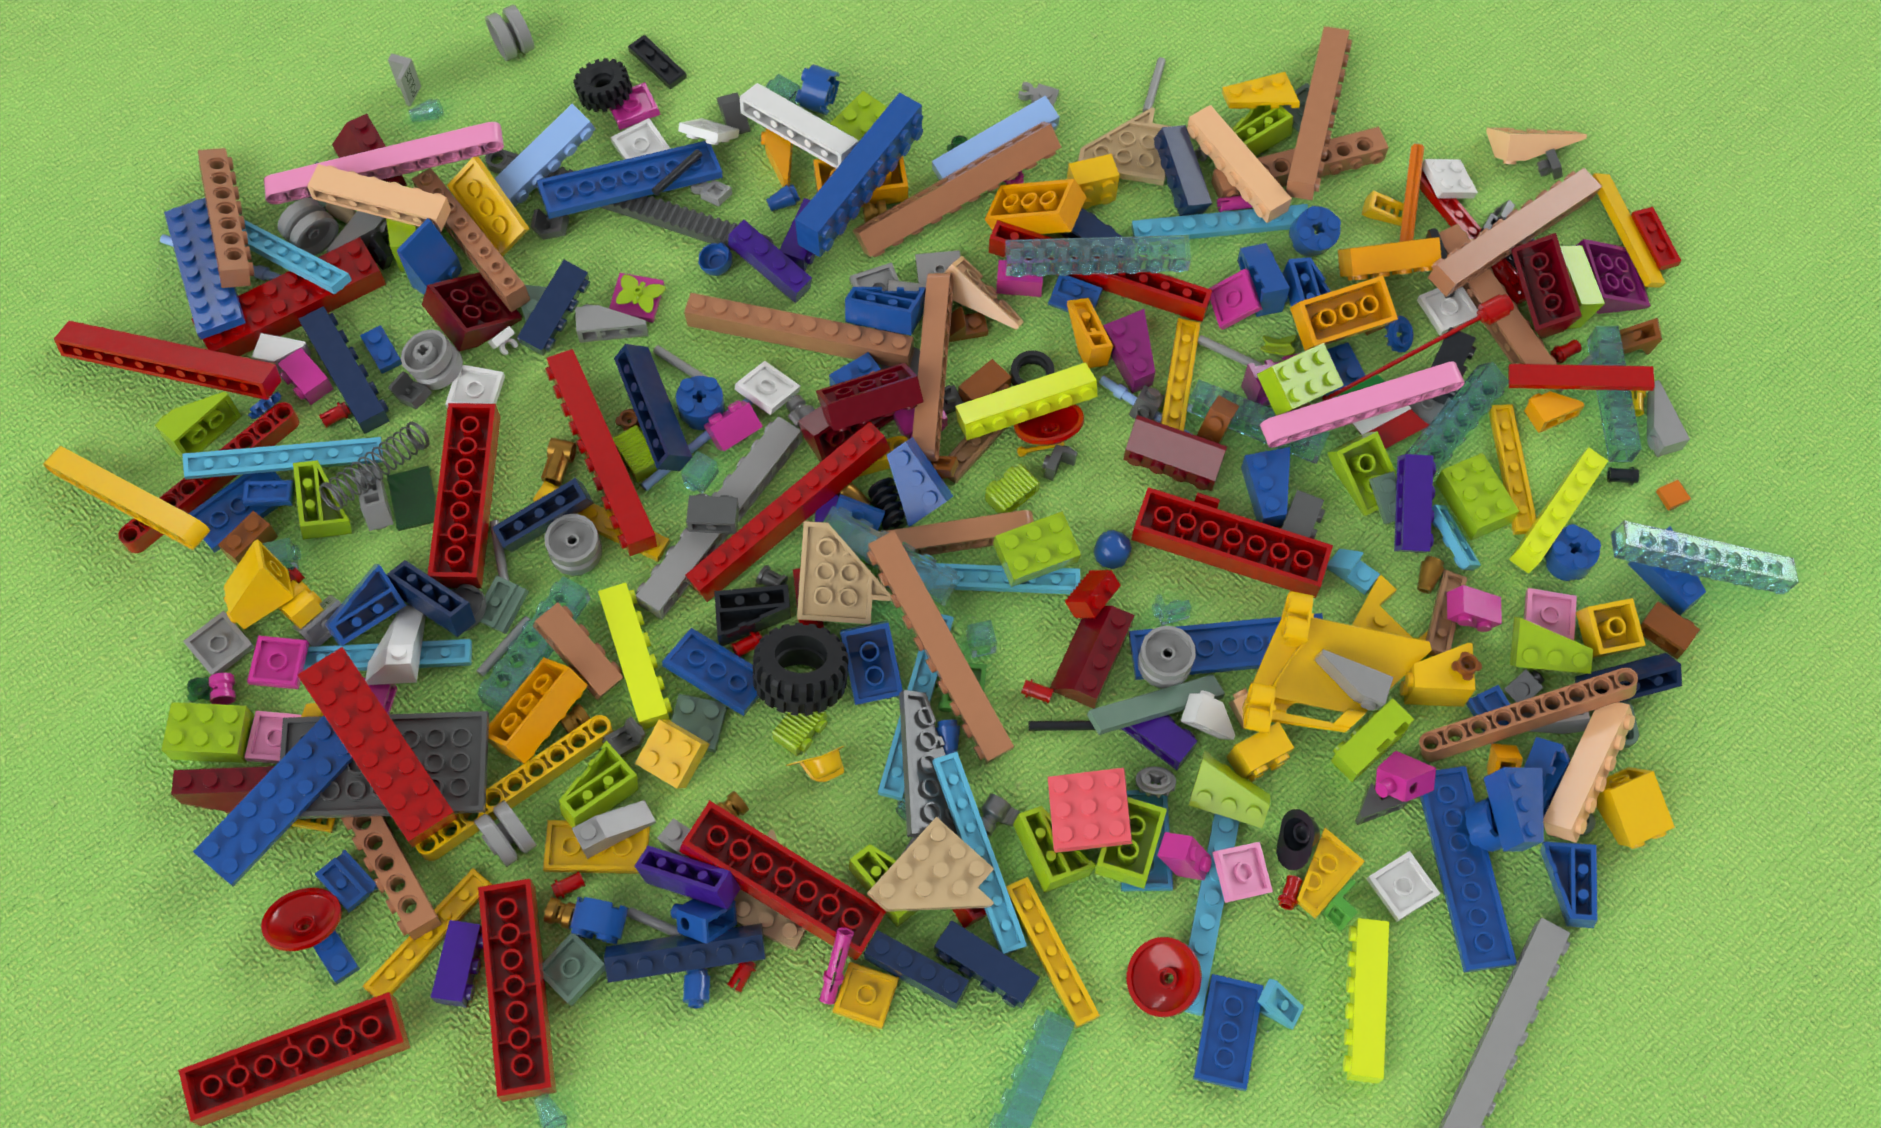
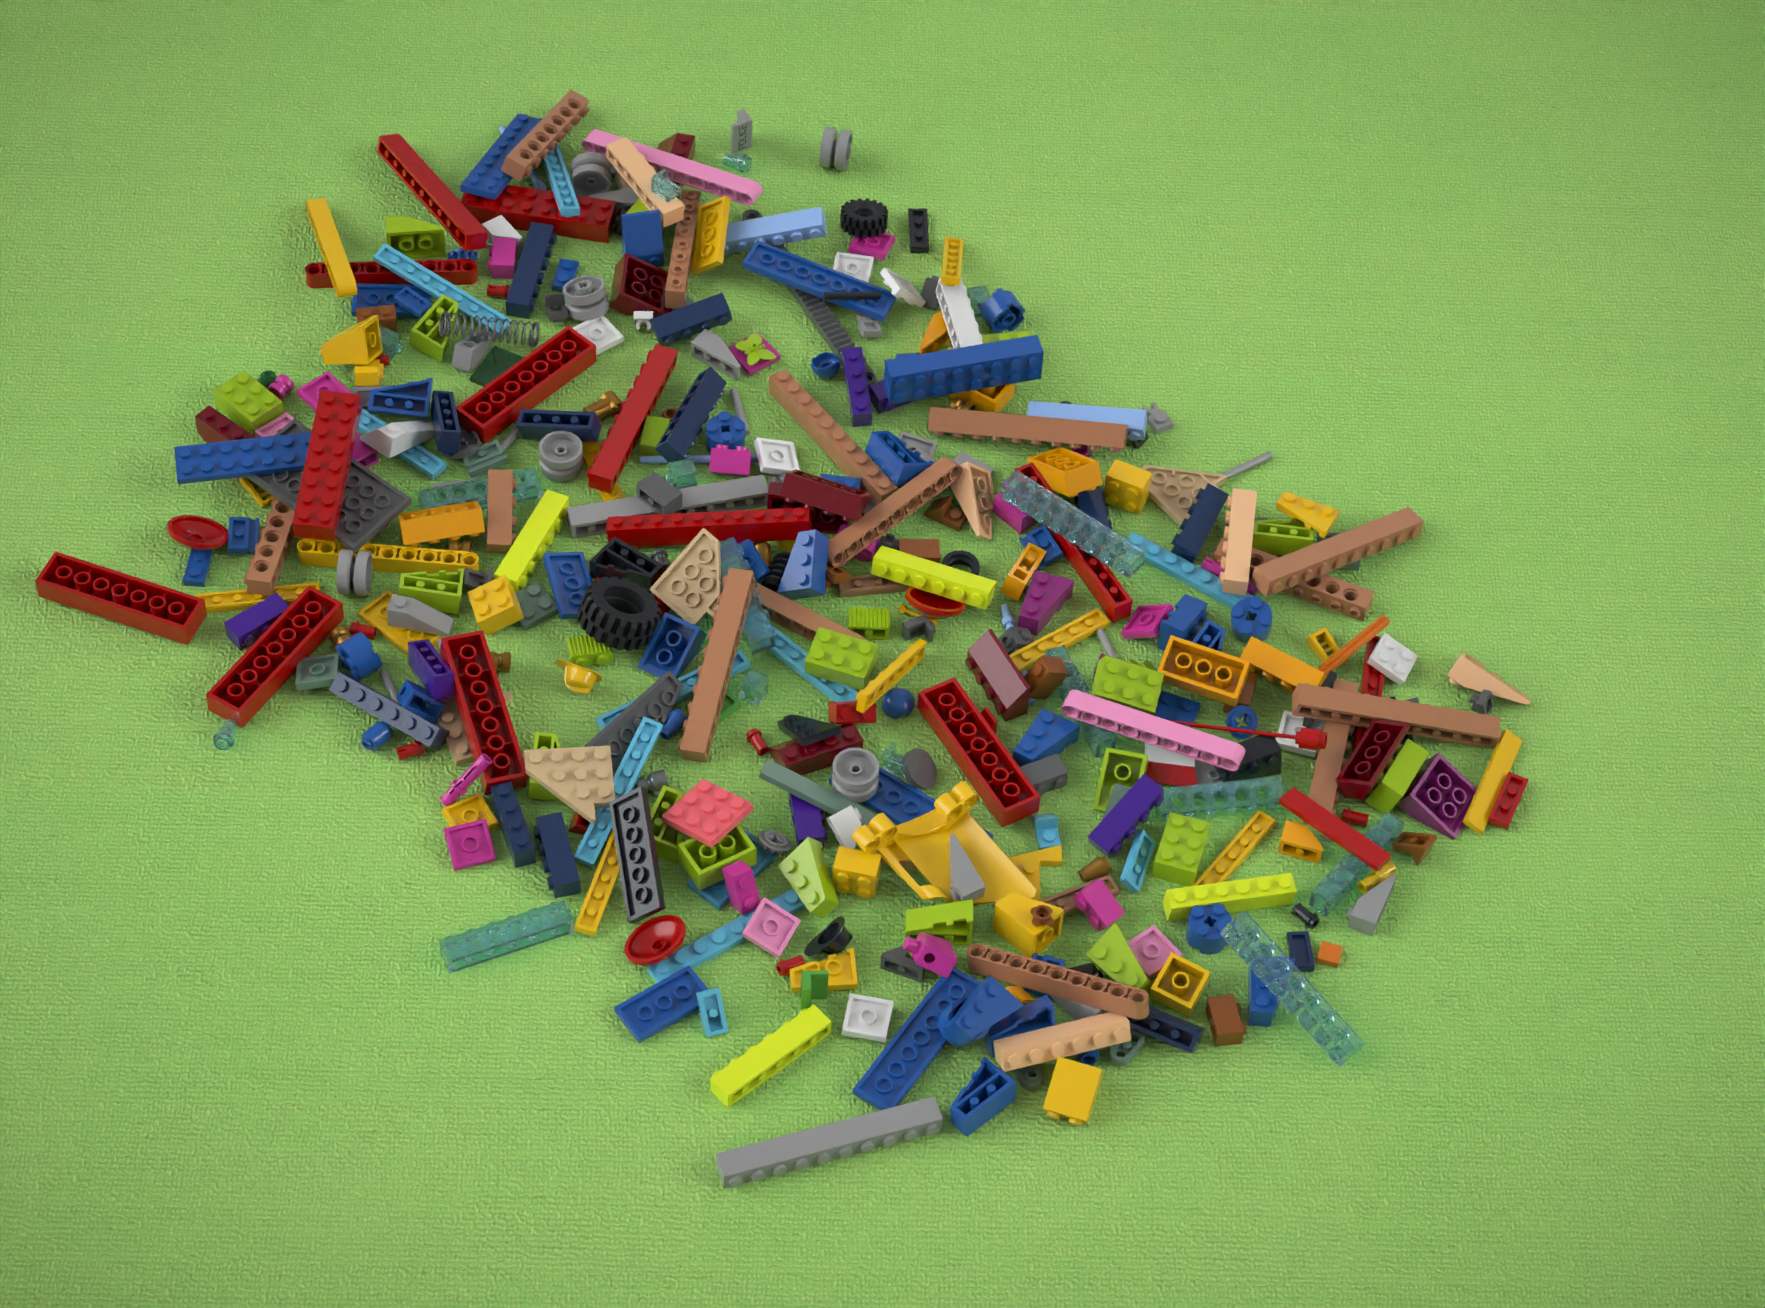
camera: 40 degrees right, 15 degrees down
(219, 644) = (302, 364): light grey plate -> none
(411, 191) = (664, 187): none -> clear light blue bracket
(549, 228) = (741, 276): dark grey bracket -> none
(731, 72) = (952, 261): none -> yellow plate
(897, 1026) = (469, 844): none -> dark pink plate
(1060, 725) = (753, 773): black bar -> none
(1069, 907) = (637, 855): none -> black plate
(1076, 646) = (807, 730): none -> black wing
(1095, 537) = (890, 676): none -> yellow plate
(1203, 600) = (919, 769): none -> dark grey tile
(1649, 510) = (1300, 949): none -> dark blue tile

